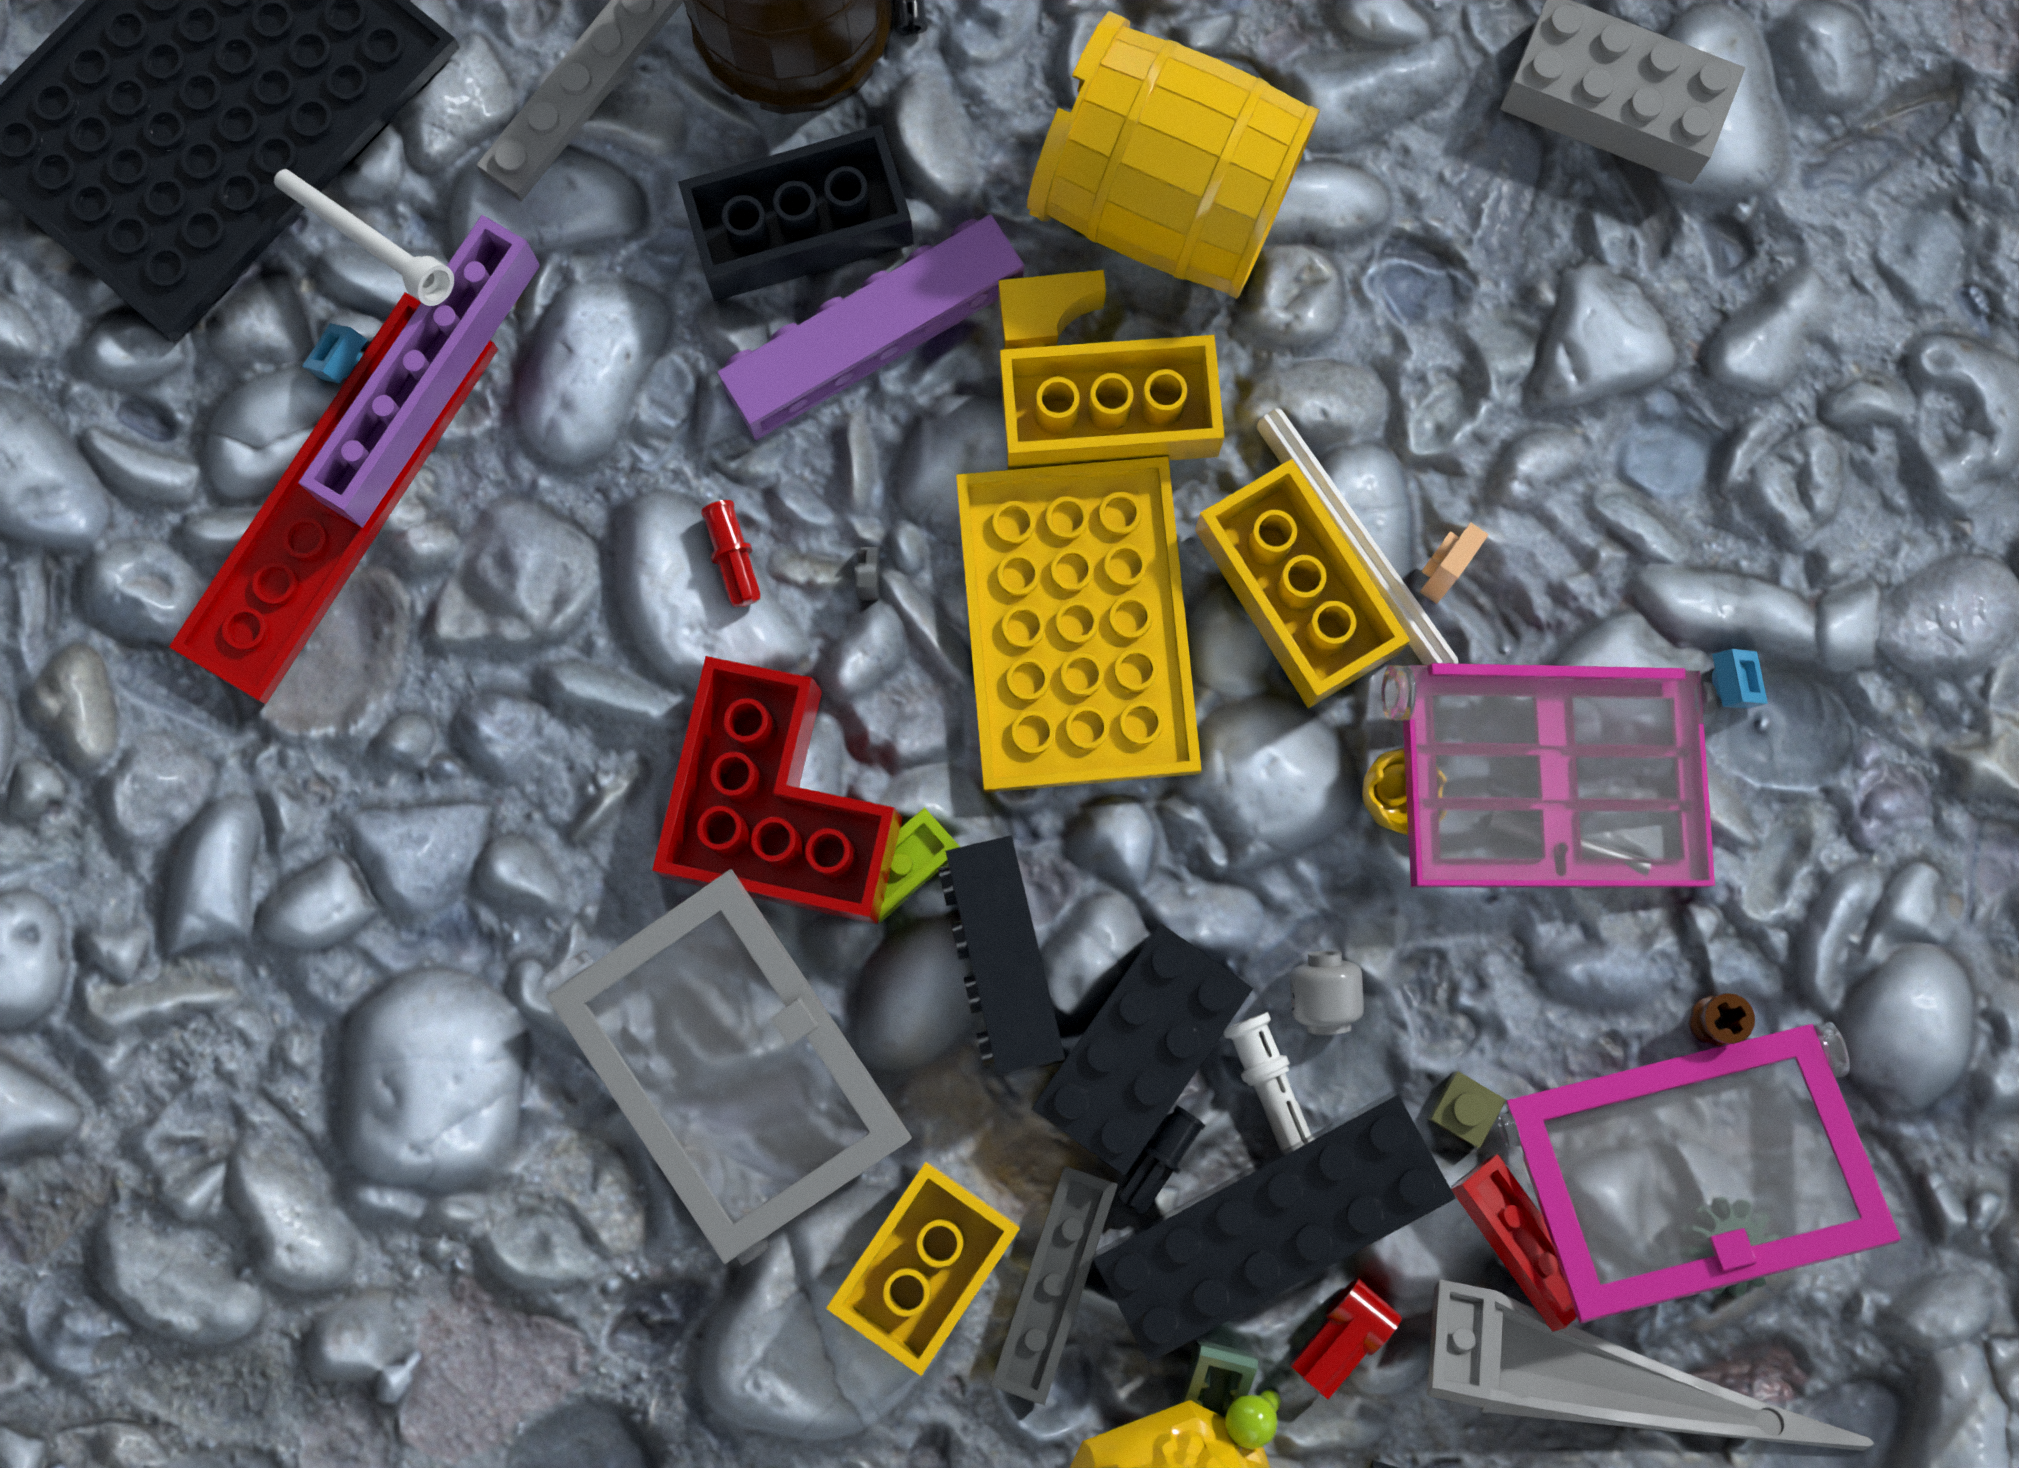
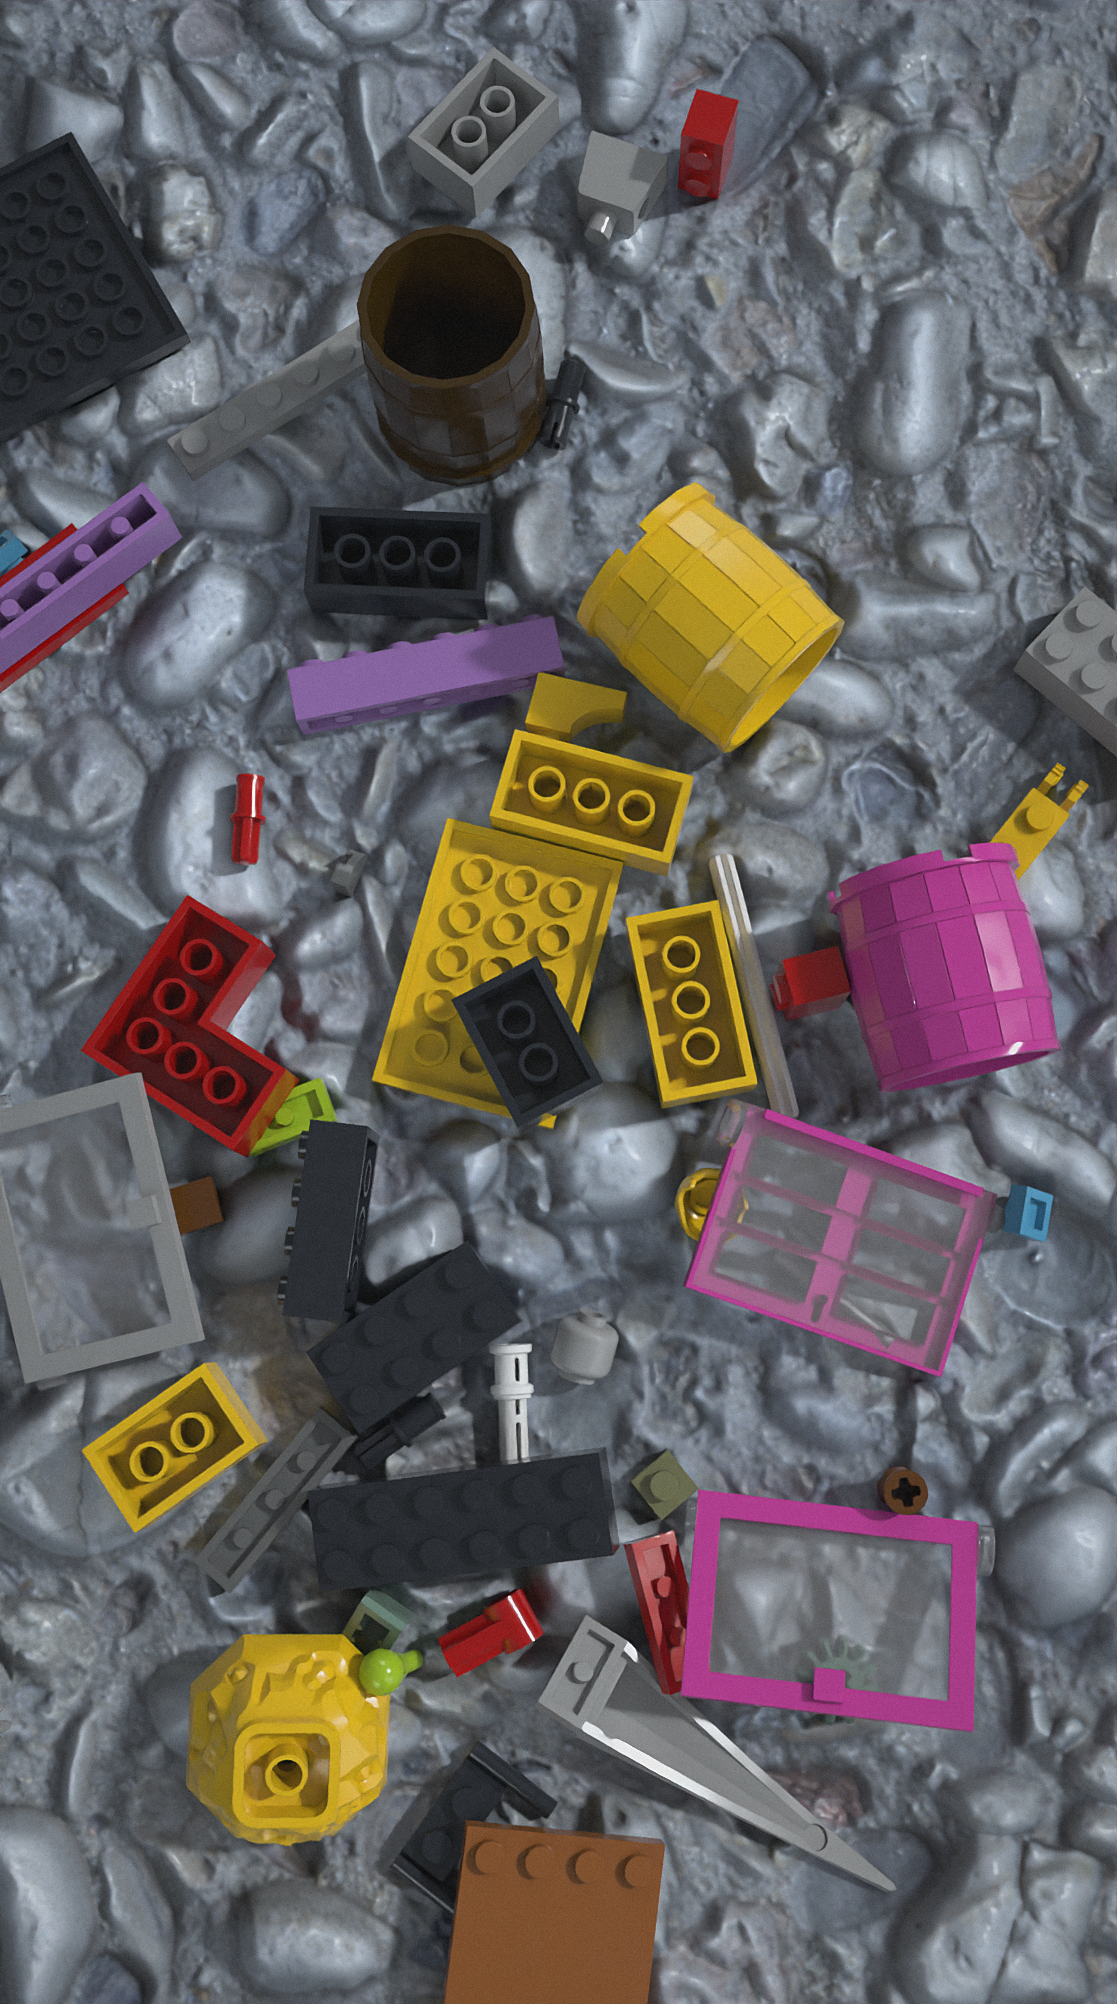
camera: 30 degrees right, 0 degrees up
(422, 276) = (75, 515): white piece -> none
(843, 996) = (196, 1205): none -> reddish brown tile
(1147, 686) = (528, 1044): none -> black brick
(1422, 515) = (810, 984): none -> red brick
(1451, 560) = (820, 1029): light nougat plate -> none
(1565, 444) = (944, 967): none -> dark pink piece
(1583, 273) = (1037, 819): none -> yellow hinge

